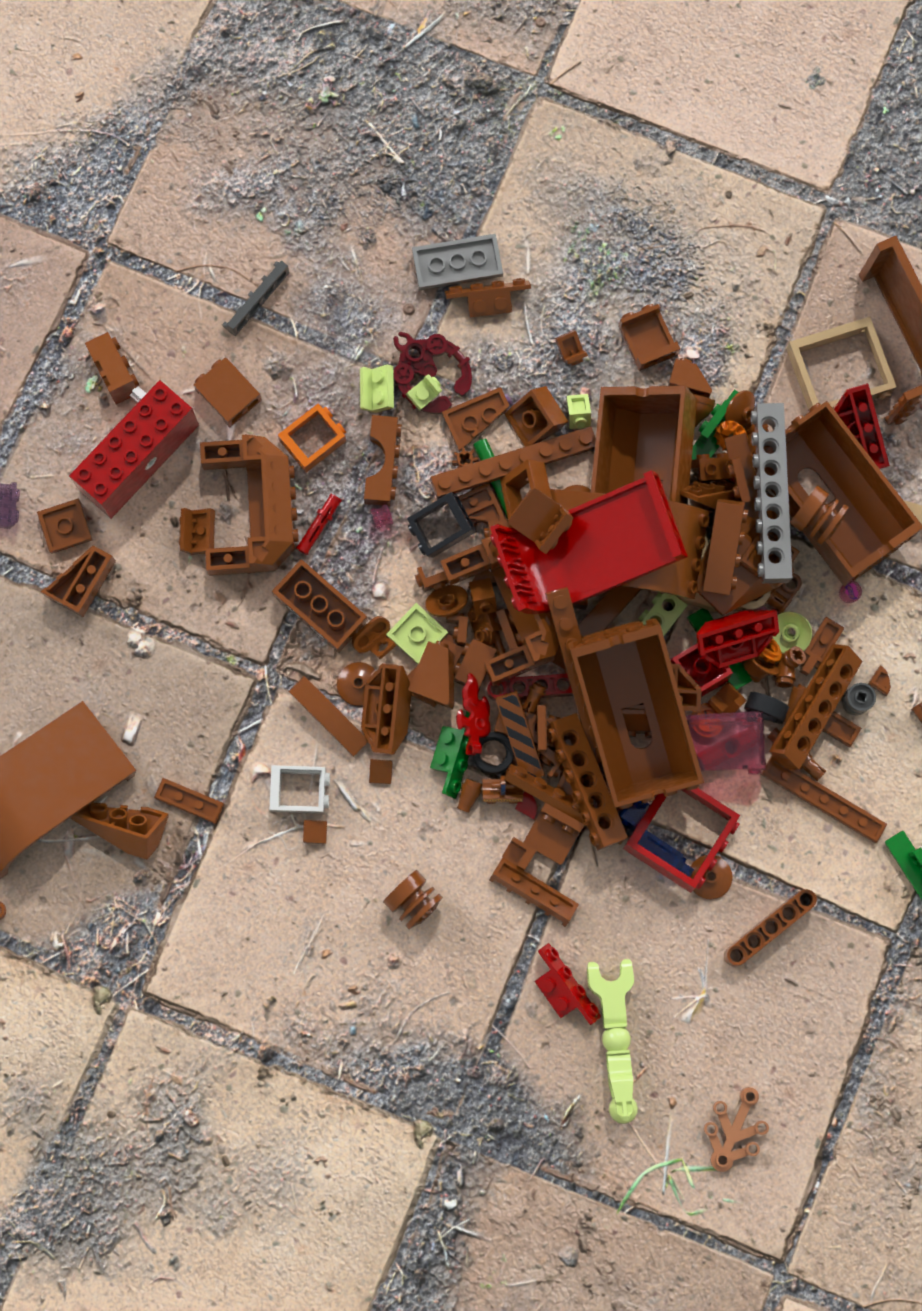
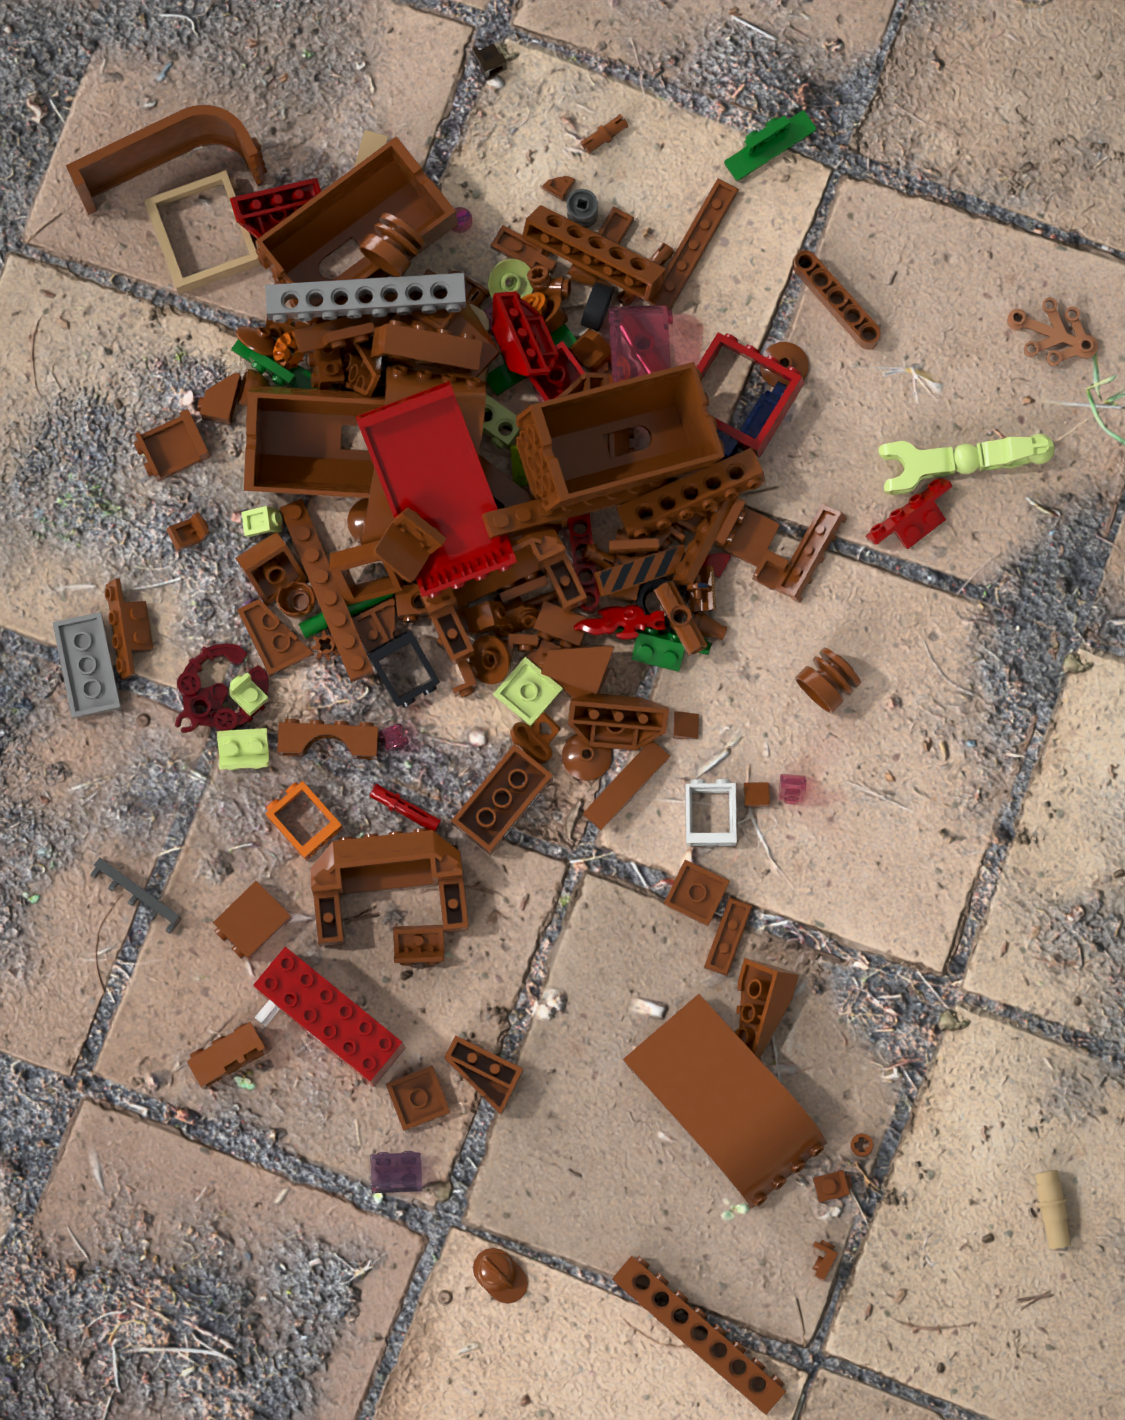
camera: 85 degrees left, 0 degrees up
(229, 773) = (696, 893): none -> dark orange plate
(318, 863) = (792, 788): none -> clear pink plate
(461, 774) = (672, 605): none -> dark orange piece
(506, 436) = (296, 599): none -> dark orange hair

